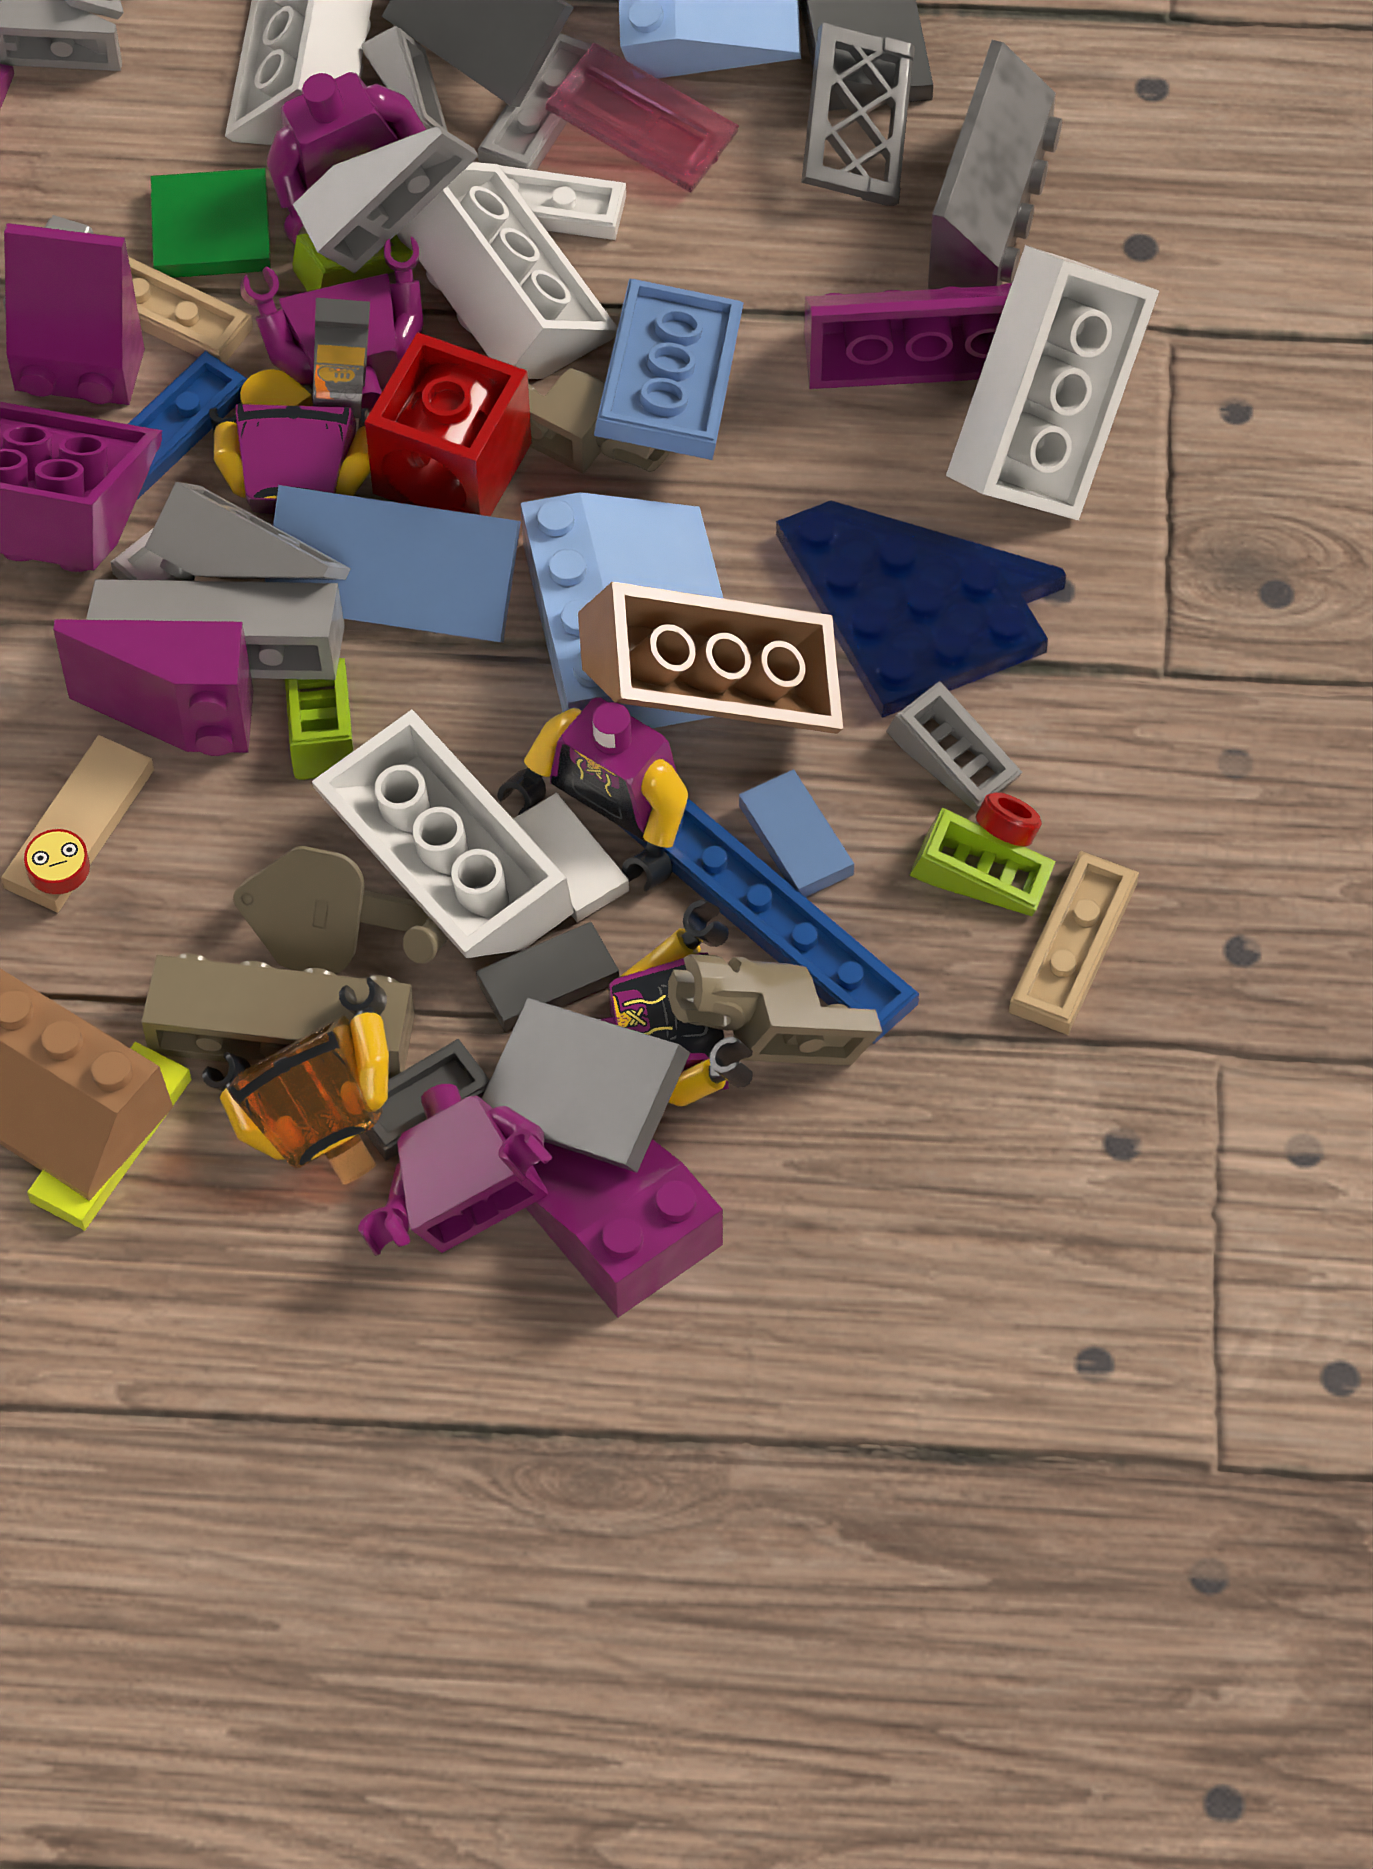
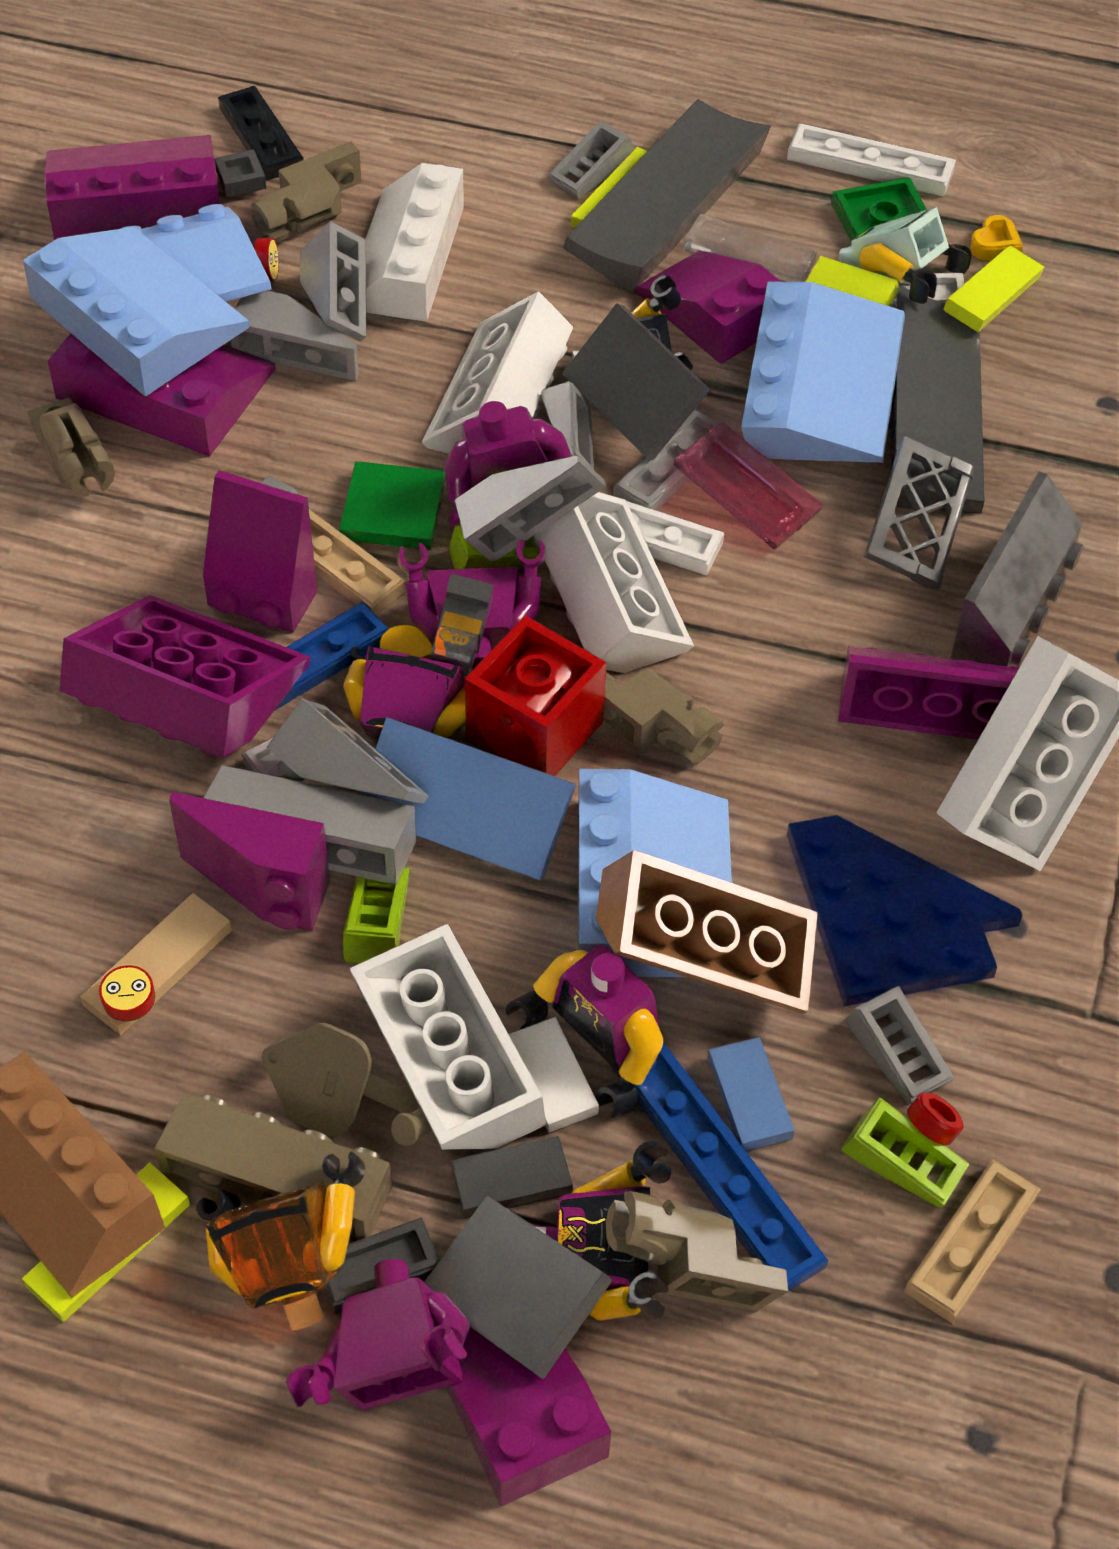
camera: 10 degrees right, 5 degrees down
(669, 369) = (725, 684): medium blue tile -> none

